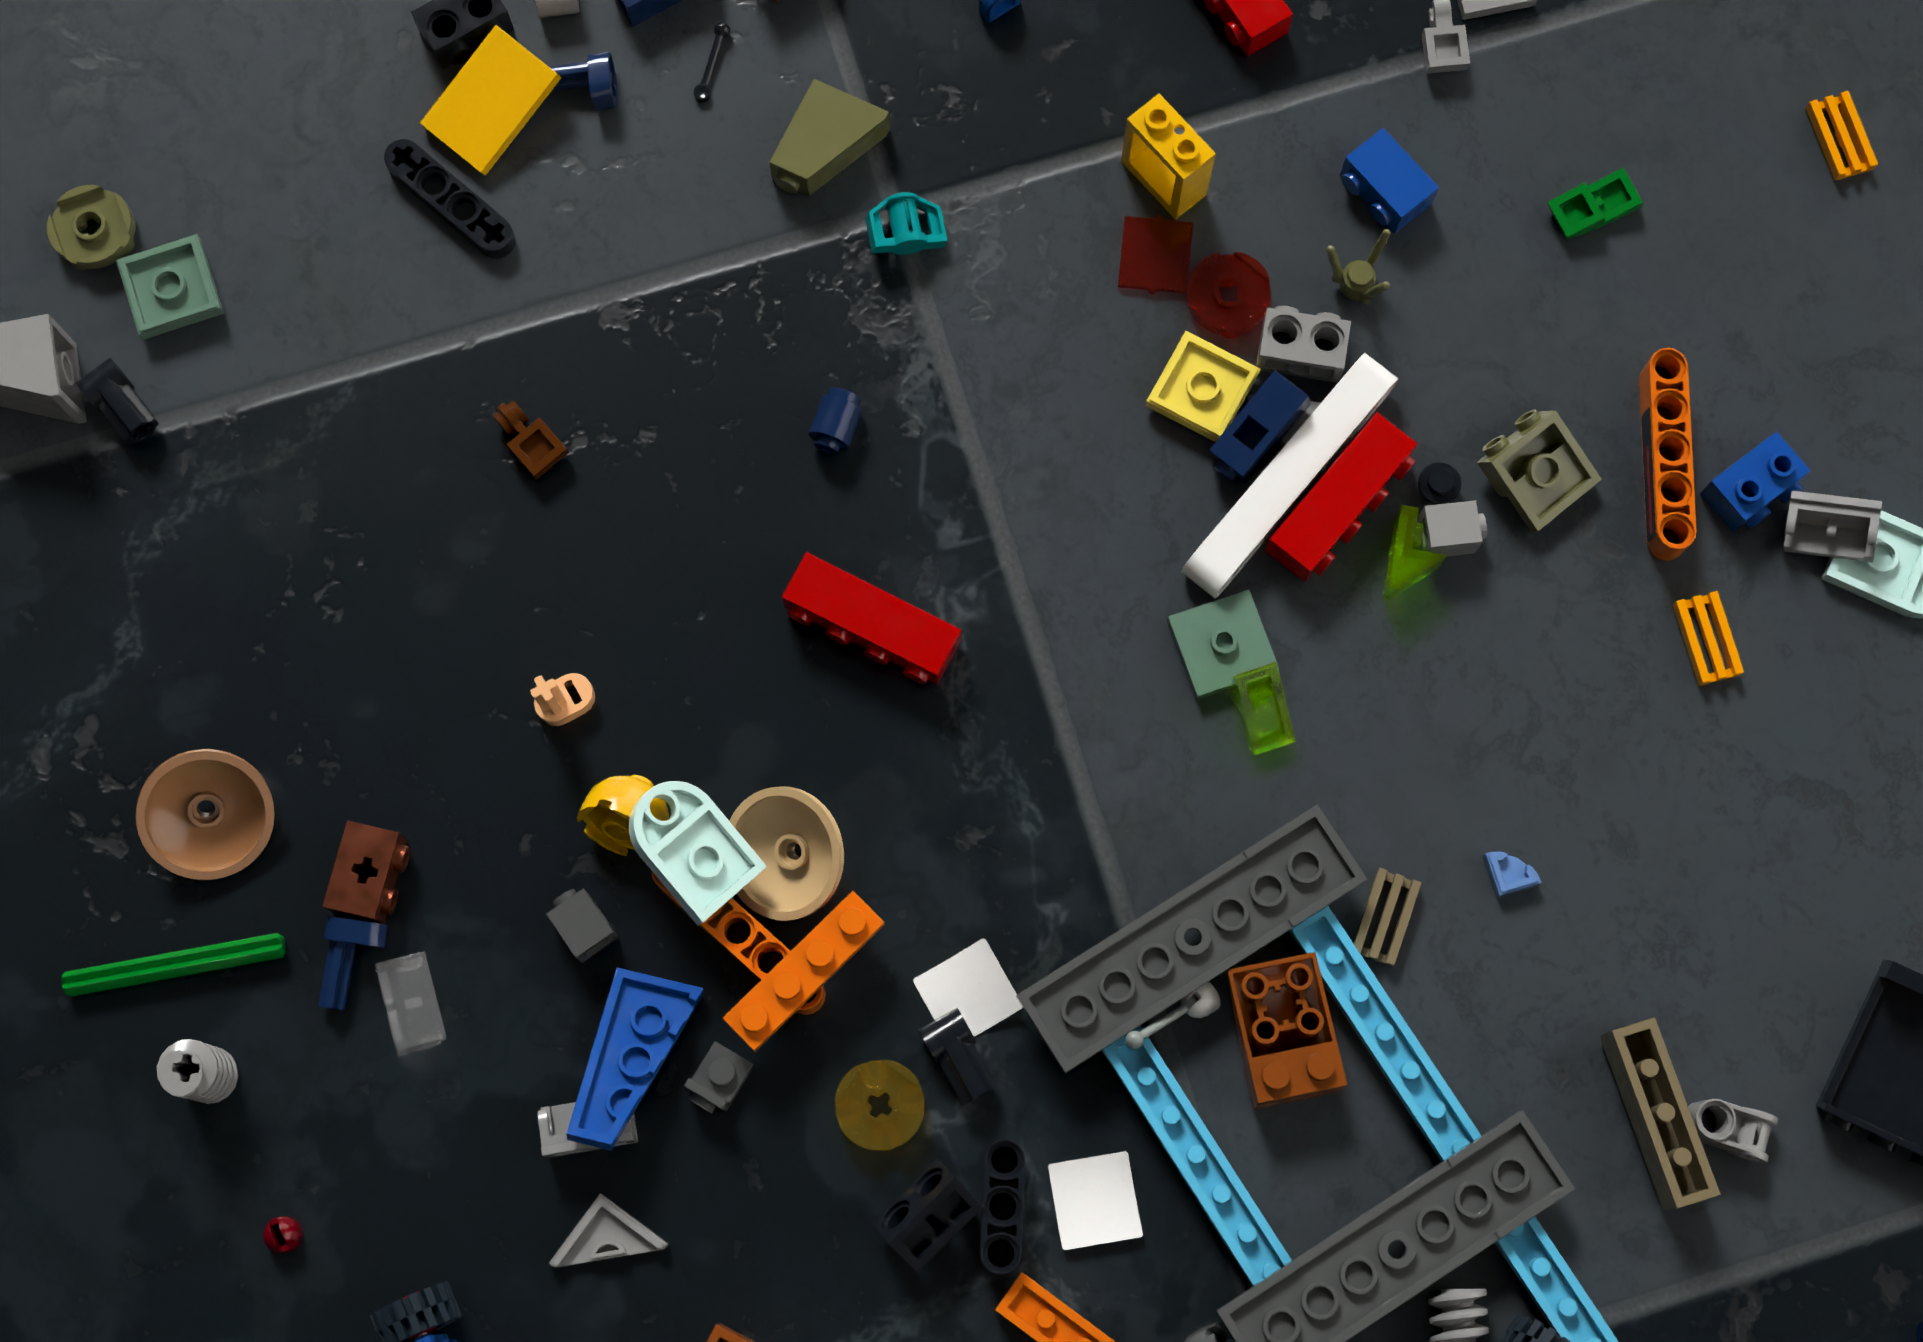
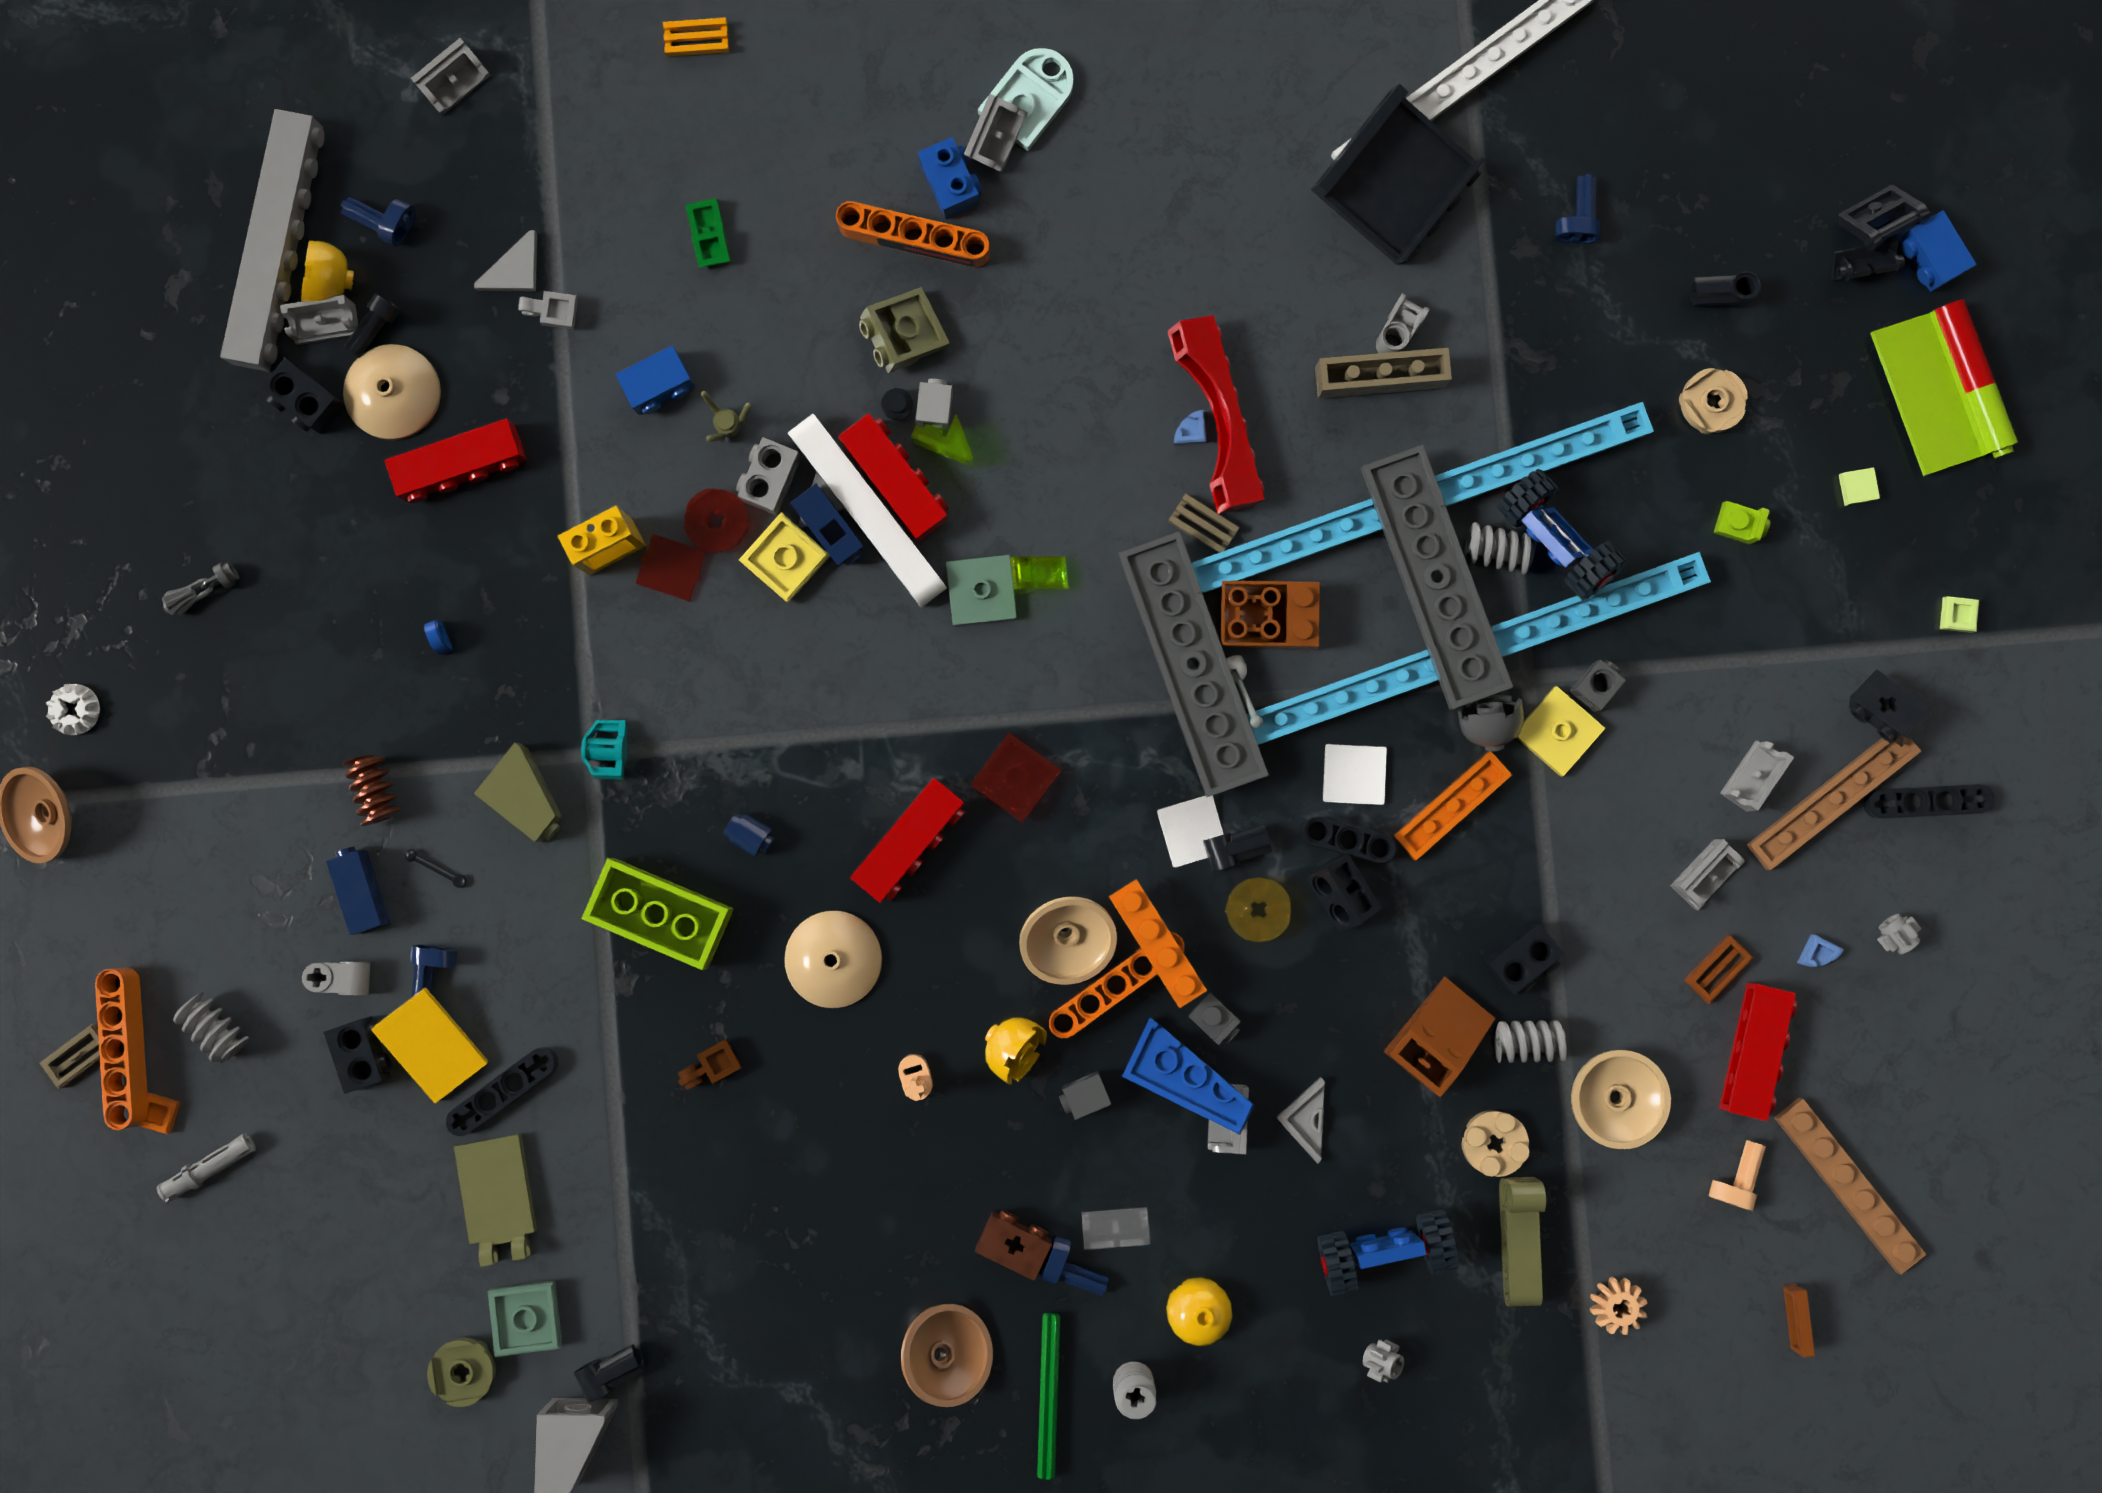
camera: 80 degrees left, 10 degrees up
(290, 1230) = (1256, 1341): dark red hinge -> none
(316, 221) = (496, 1196): none -> olive tile
(318, 1144) = (1199, 1311): none -> yellow cylinder
(694, 851) = (1056, 1004): light aqua tile -> none
(703, 589) = (856, 954): none -> tan dish
(710, 330) = (657, 913): none -> lime brick
(985, 741) = (1015, 777): none -> clear red plate
(1617, 858) = (1200, 352): none -> red arch
(1723, 633) = (1054, 243): light orange tile -> none

